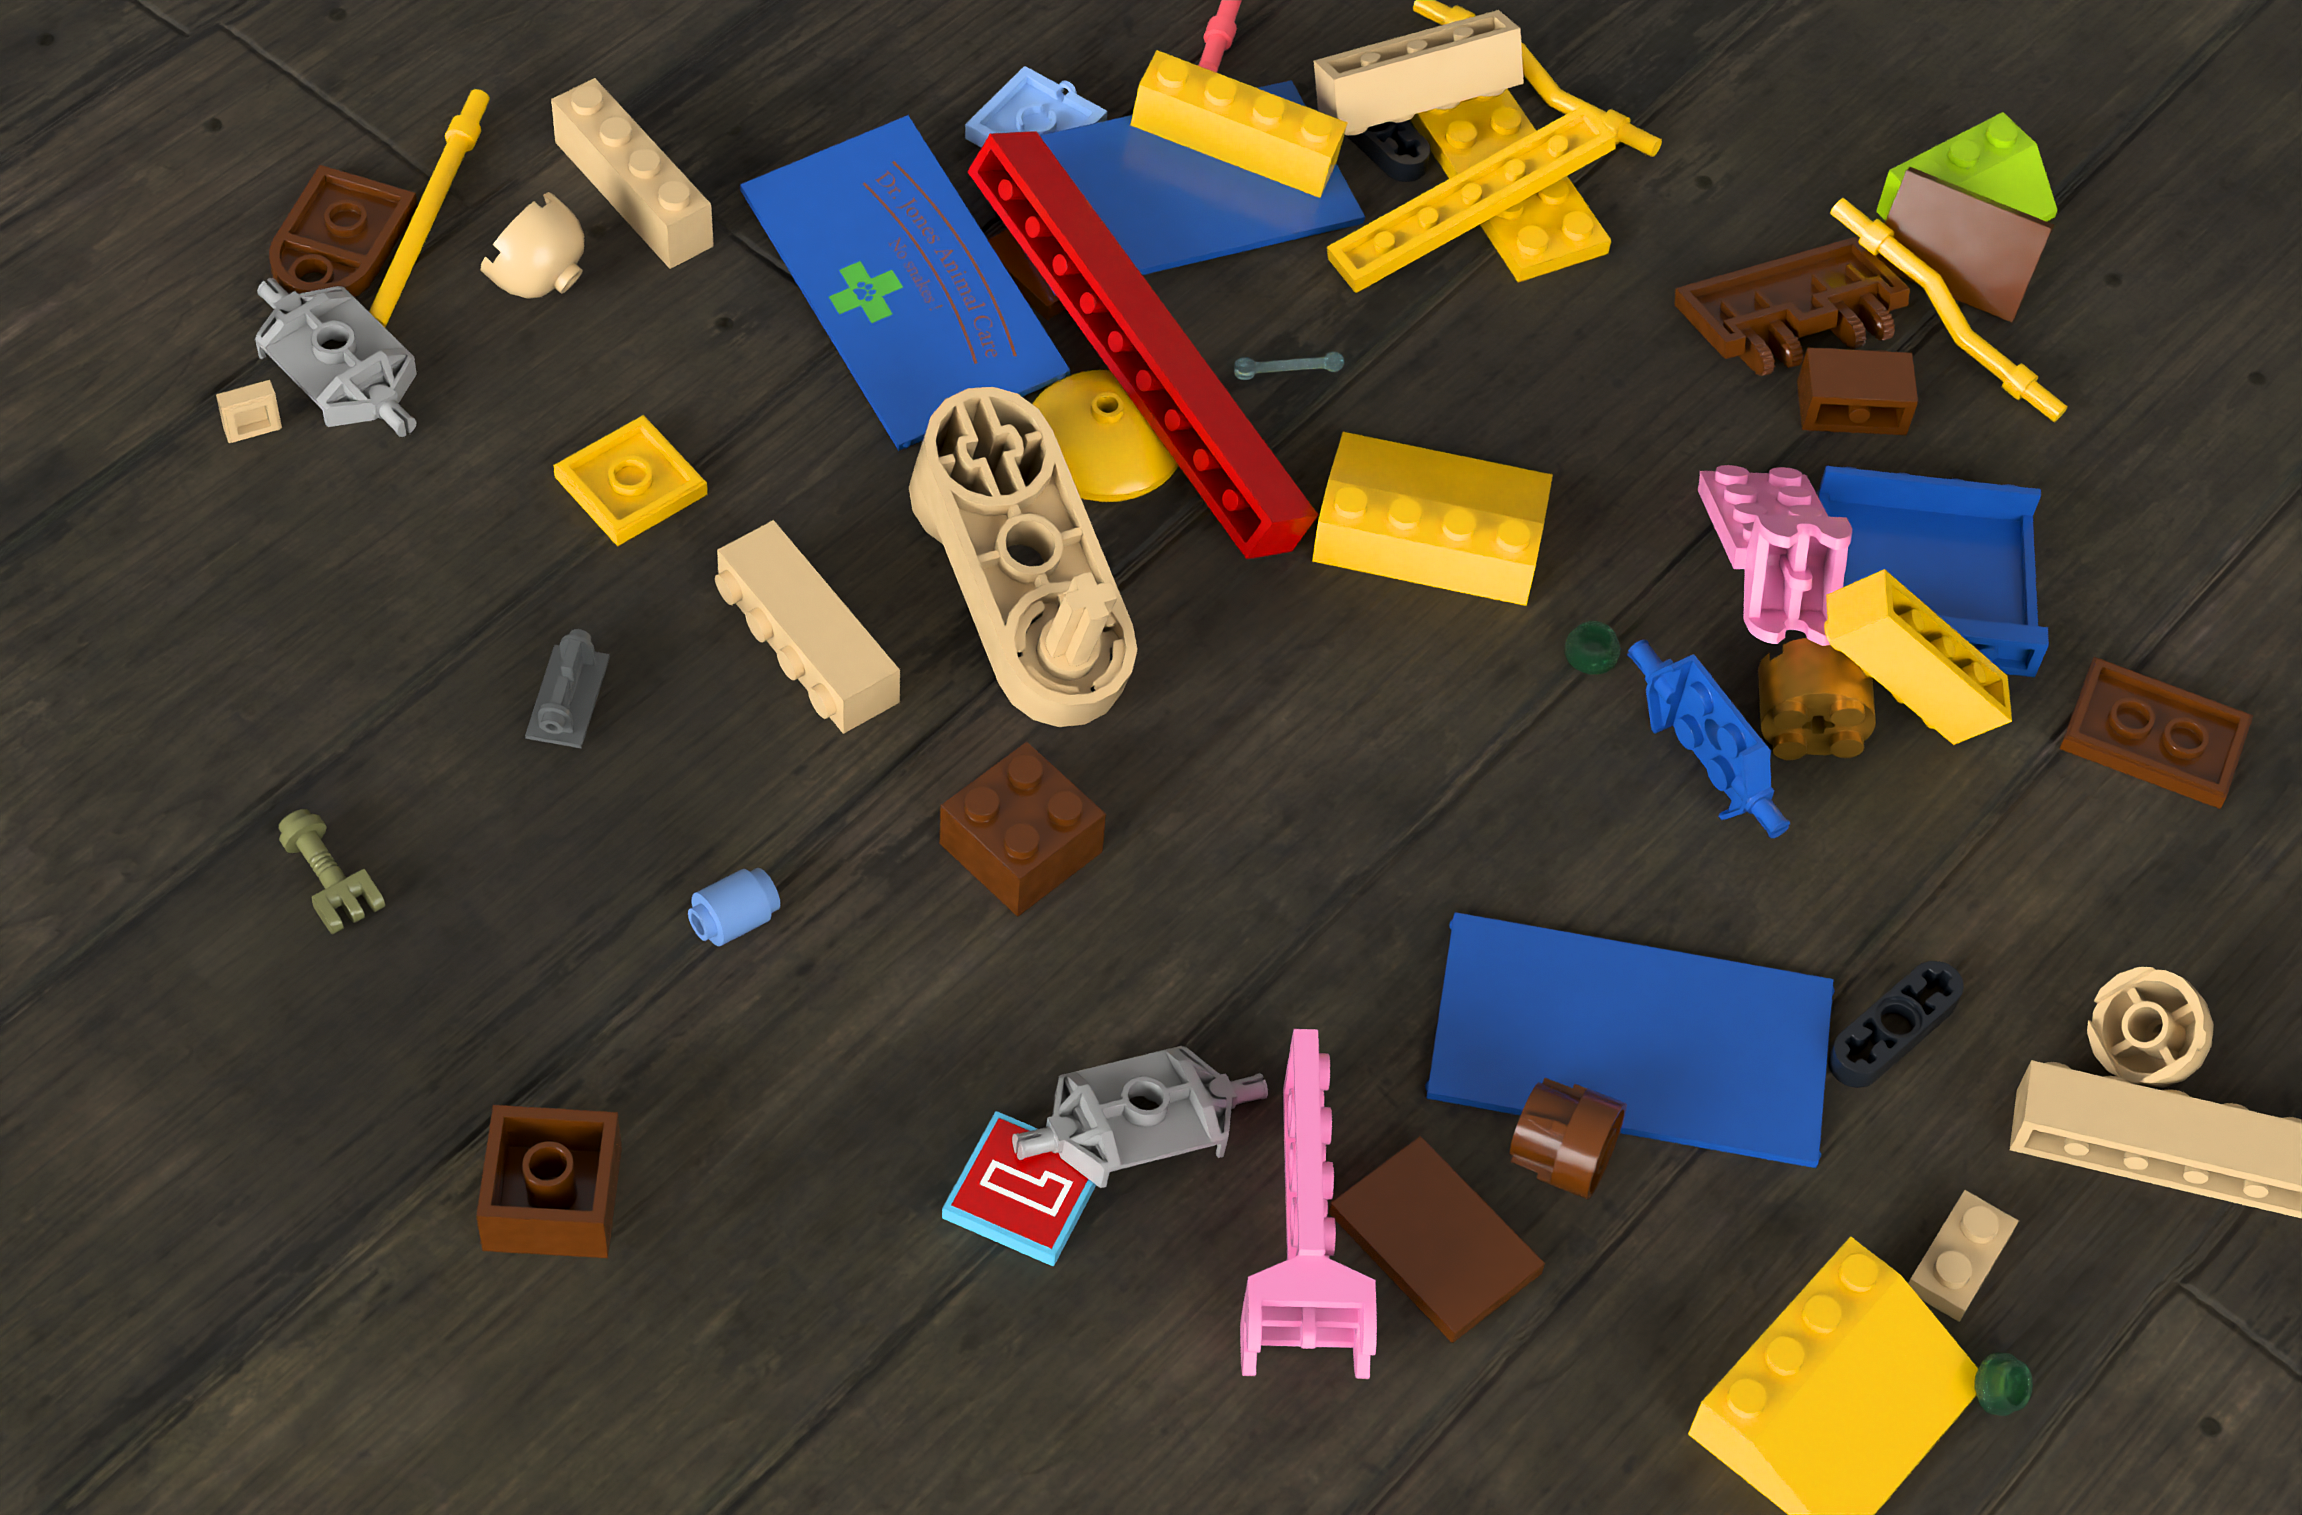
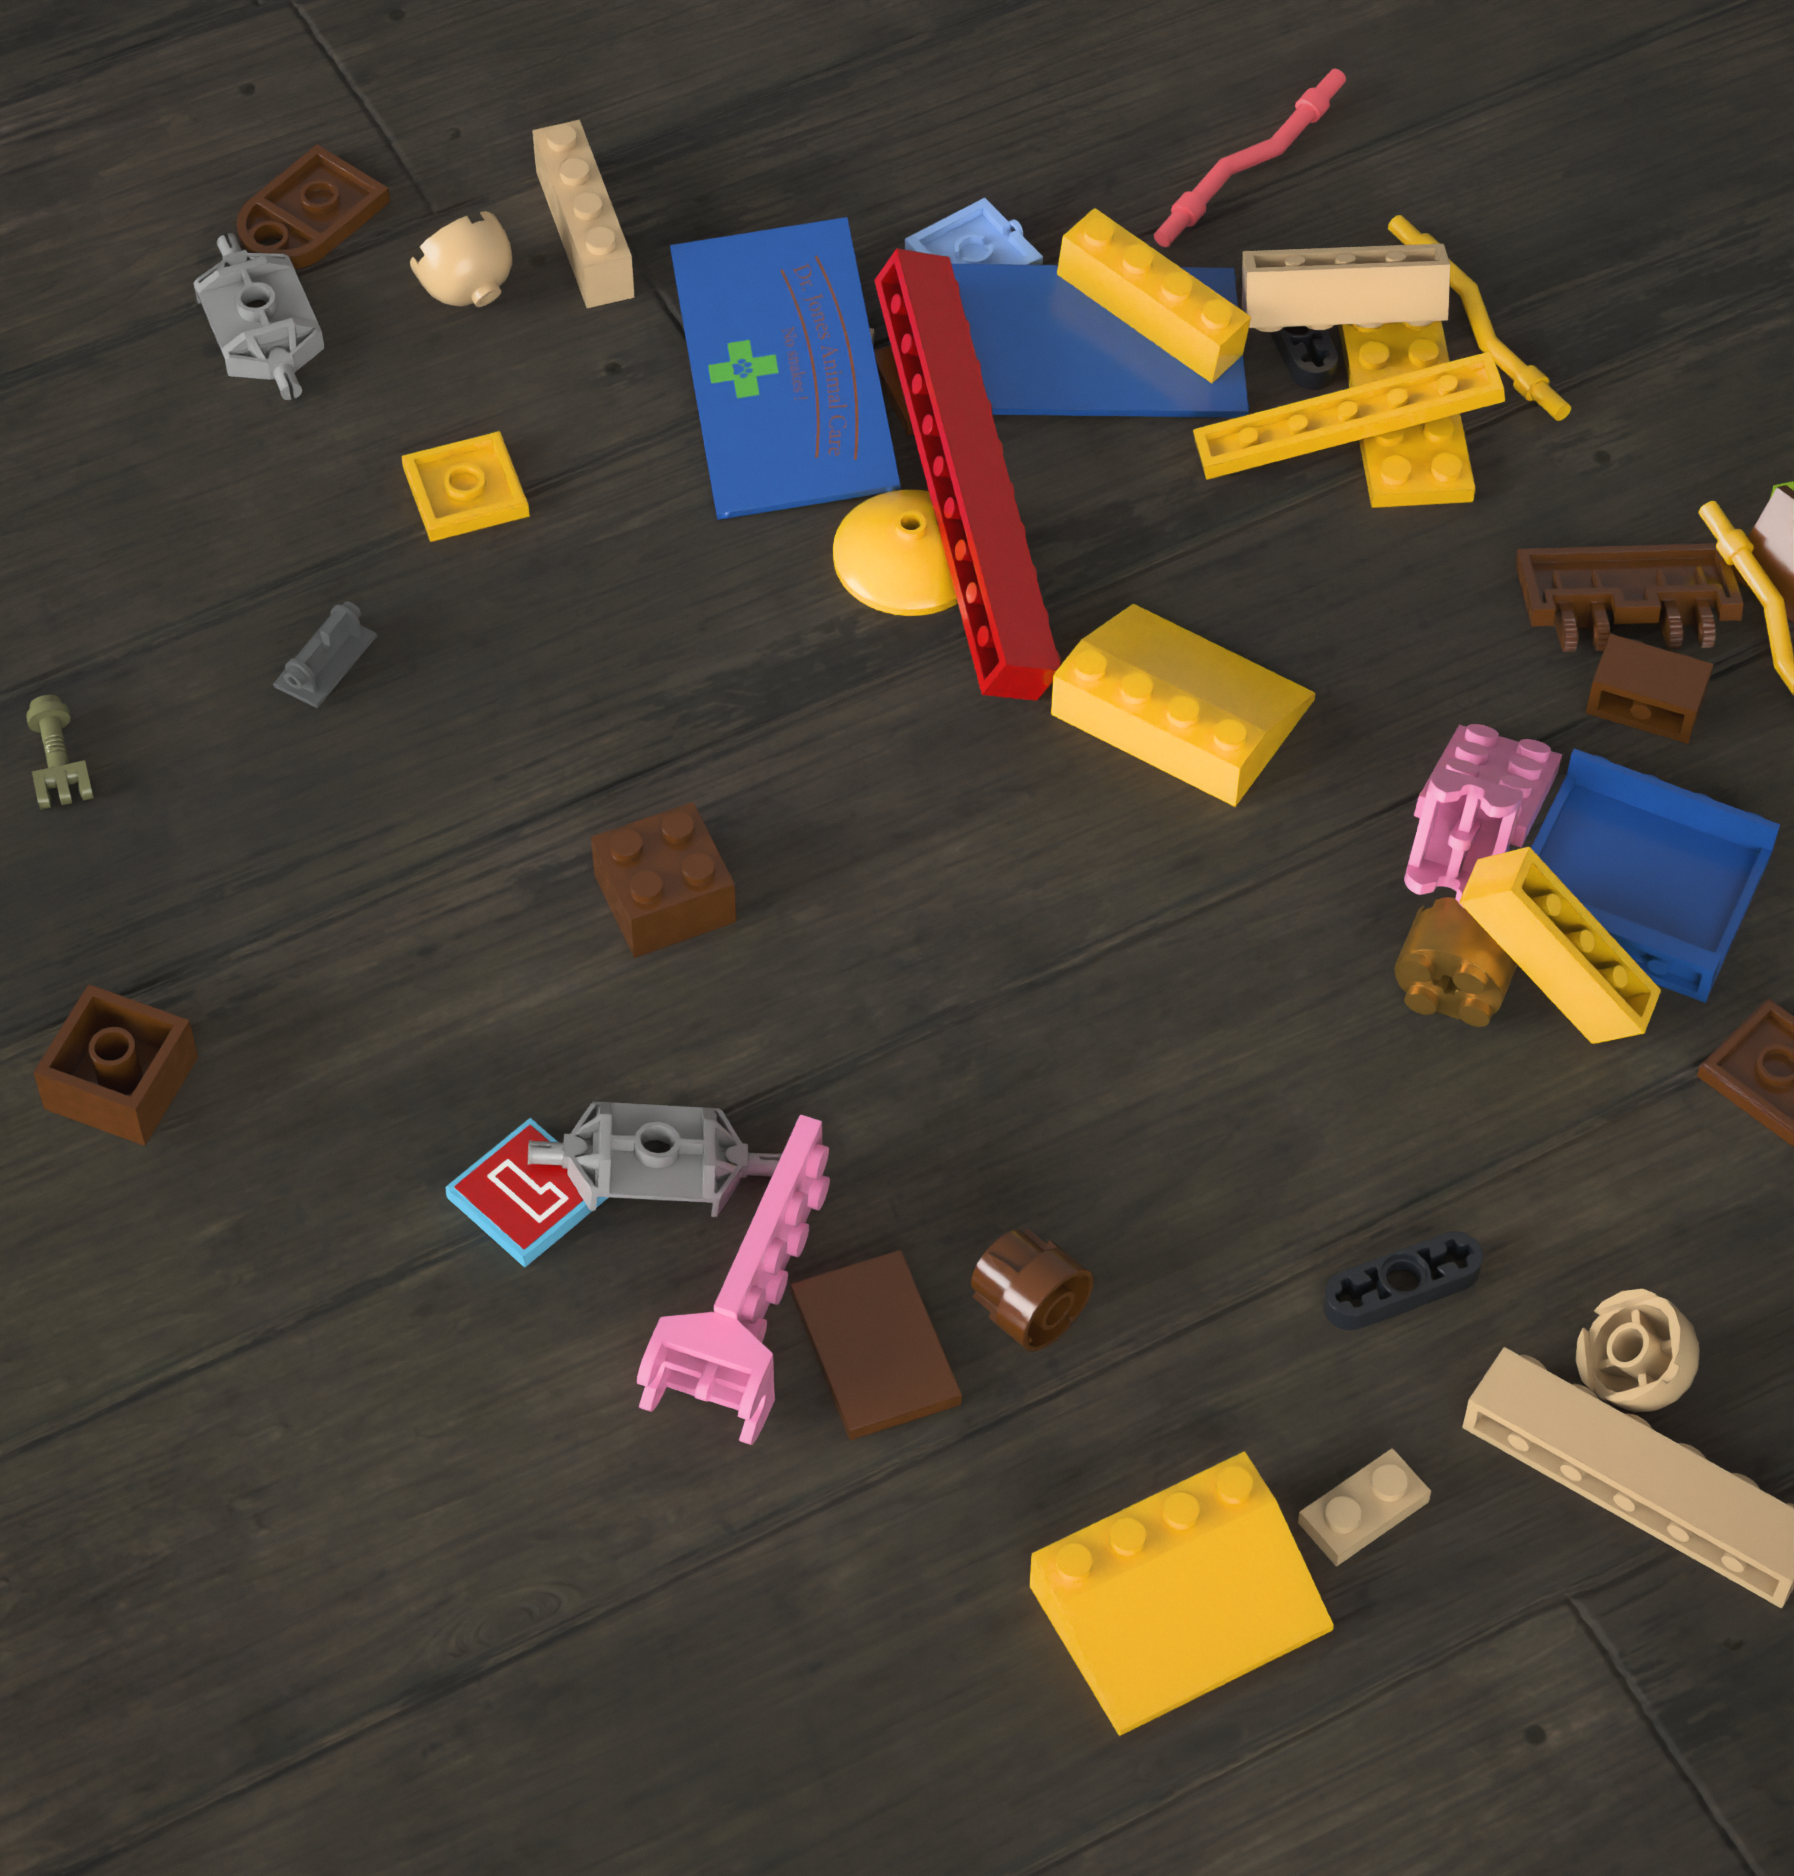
camera: 25 degrees right, 0 degrees up
(249, 411) = (160, 344): tan tile -> none
(460, 138) = (451, 148): yellow bar -> none
(733, 906) = (382, 878): medium blue brick -> none
(807, 627) = (556, 654): tan brick -> none
(1009, 486) = (772, 746): tan beam -> none
(1246, 368) = (1070, 524): clear light blue hinge -> none
(1592, 648) = (1274, 860): clear green plate -> none
(1684, 1039) = (1156, 1219): blue piece -> none
(1714, 729) = (1329, 932): blue plate -> none
(2003, 1384) = (1340, 1630): clear green plate -> none

